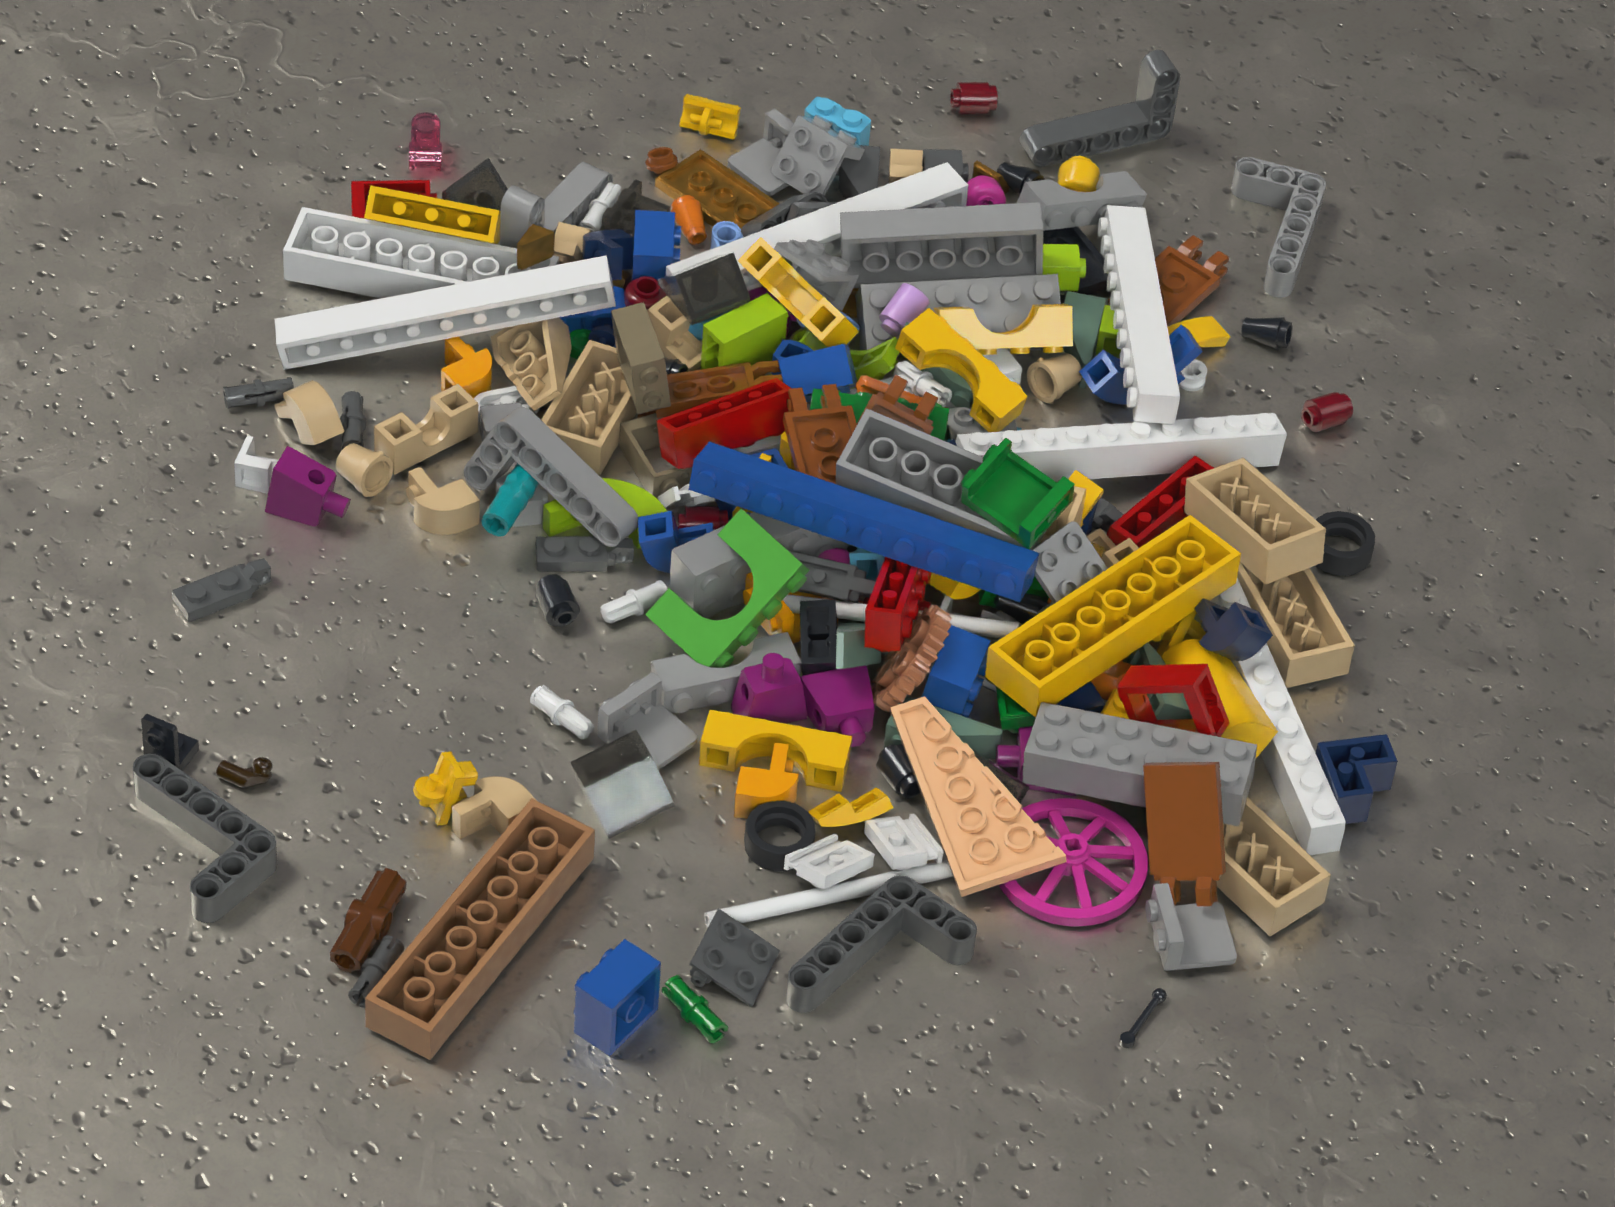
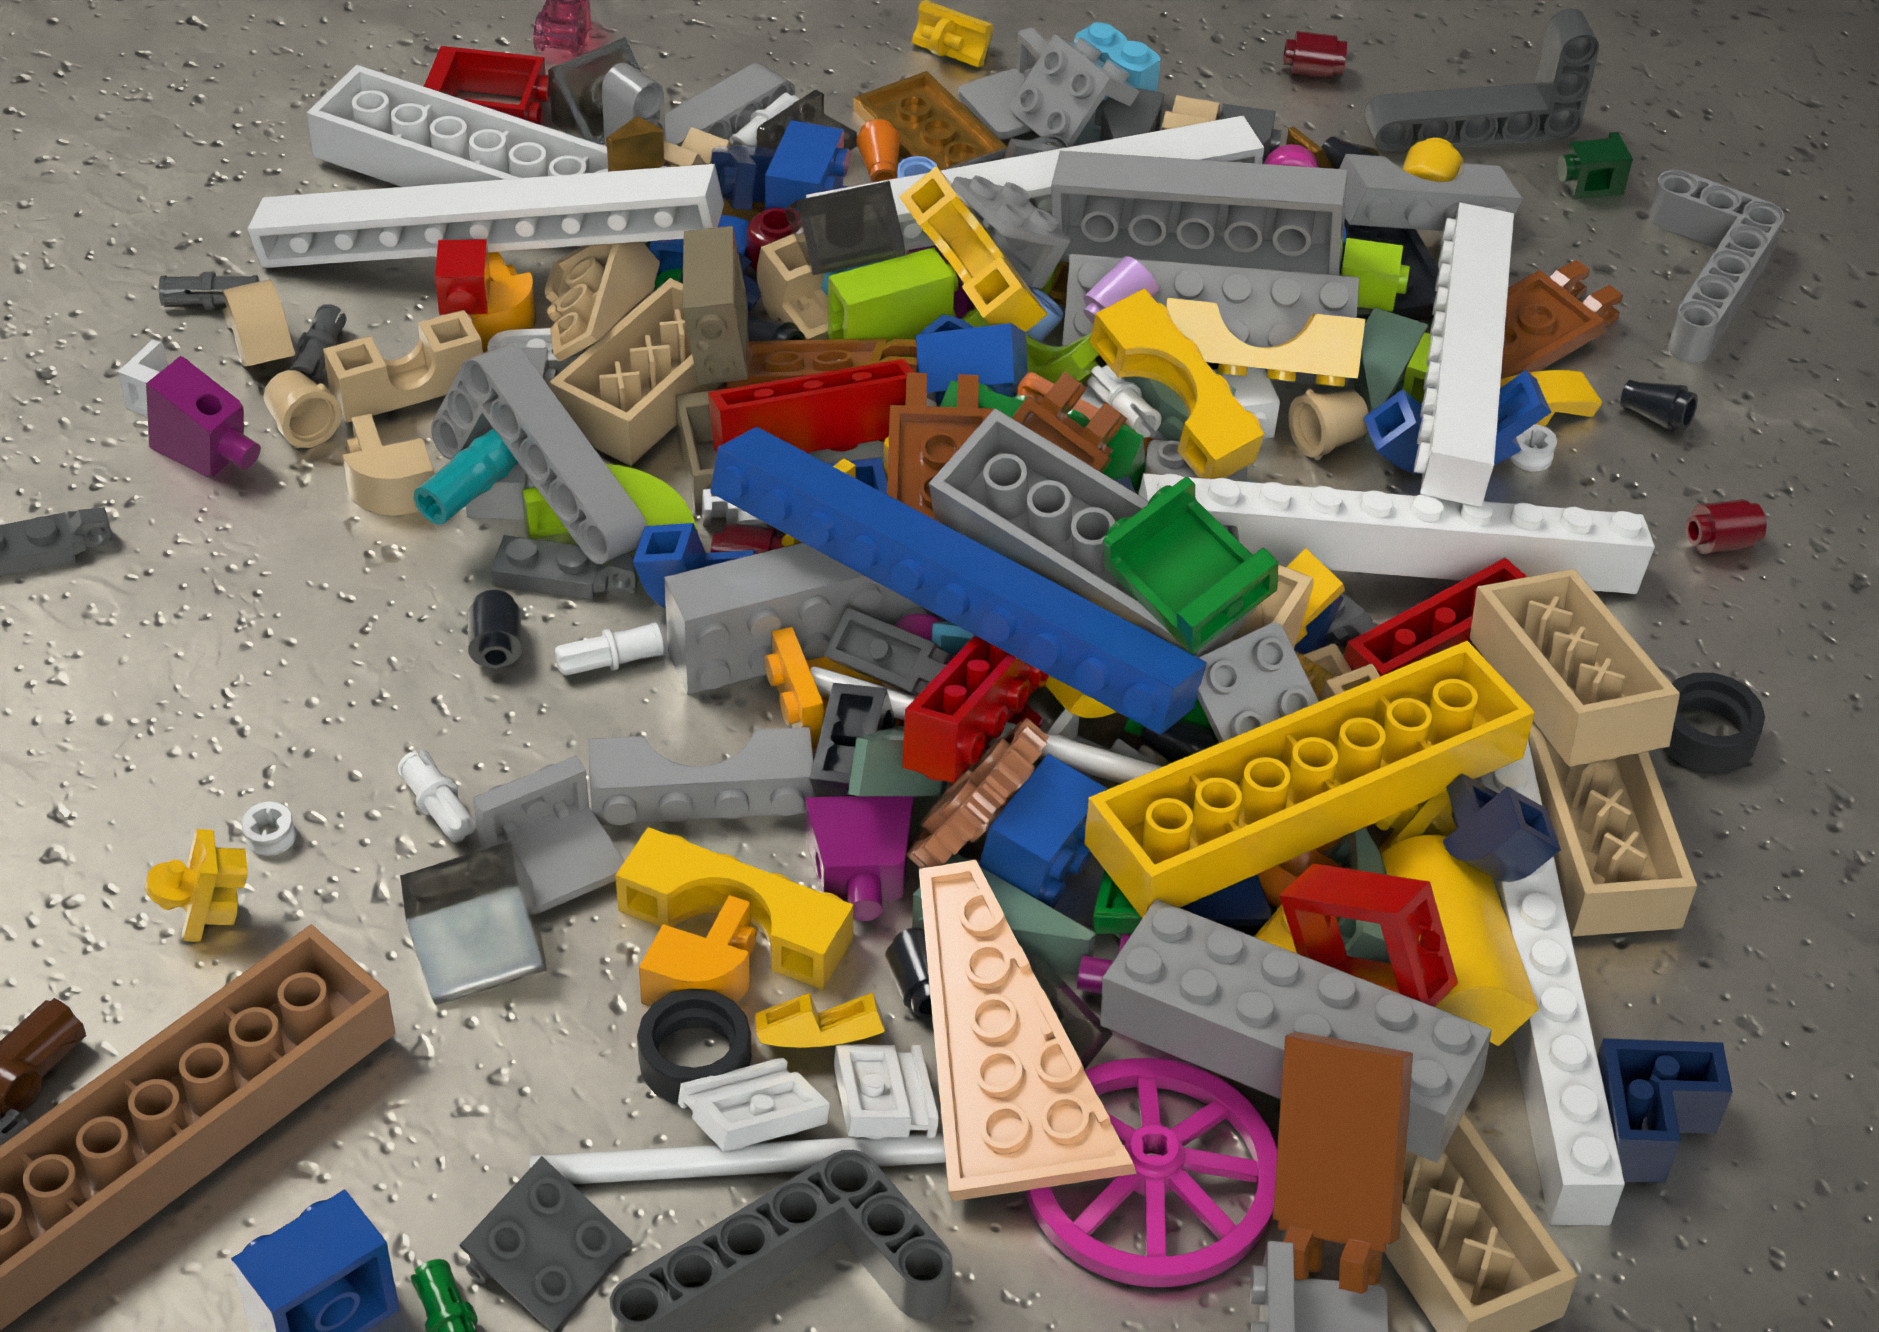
camera: 15 degrees right, 0 degrees up
(433, 214) = (517, 92): yellow brick -> none
(448, 359) = (462, 276): none -> red brick
(463, 739) = (272, 814): none -> white bush
(494, 802) = (258, 925): tan brick -> none
(661, 160) = (868, 76): dark orange plate -> none
(770, 691) = (754, 815): magenta torso -> none
(774, 576) = (797, 639): bright green arch -> none
(1189, 160) = (1595, 167): none -> dark green brick

